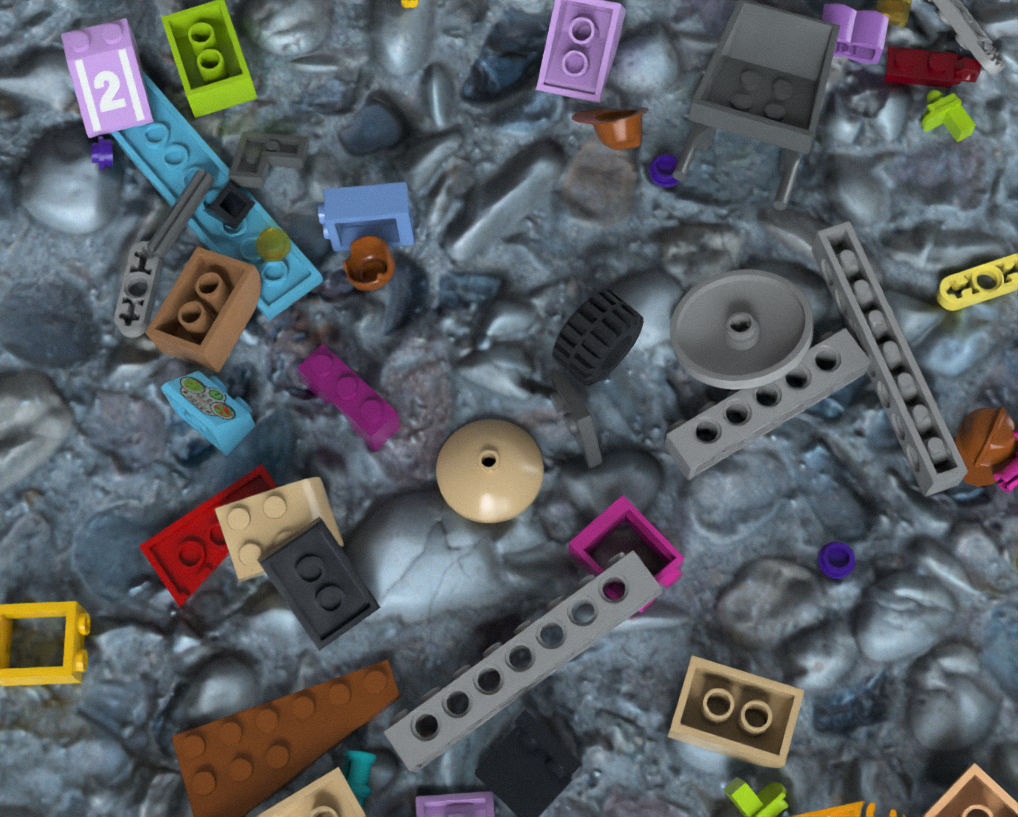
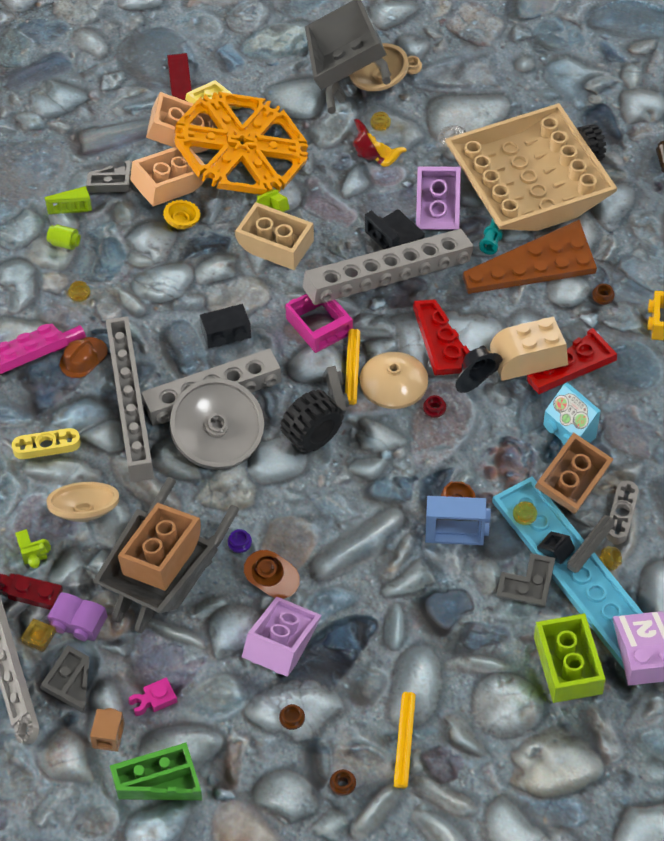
camera: 175 degrees left, 15 degrees down
(102, 152) = (651, 603): dark purple plate -> none
(154, 211) = (611, 557): none -> clear yellow plate
(156, 672) = (603, 294): none -> reddish brown plate
(318, 583) = (505, 316): black tile -> none
(357, 483) = (476, 368): none -> black piece
(362, 407) = (492, 431): magenta arch -> none
(419, 541) = (440, 340): none -> red wing
(420, 414) = (434, 401): none -> dark red plate
(557, 480) = (352, 365): none -> yellow axle
(764, 64) = (160, 546): none -> medium nougat brick
(773, 511) = (225, 326): none -> black brick
(836, 560) = (194, 306): dark purple plate -> none
(913, 751) = (181, 214): none -> yellow hat
(920, 178) = (83, 501): none -> tan dish

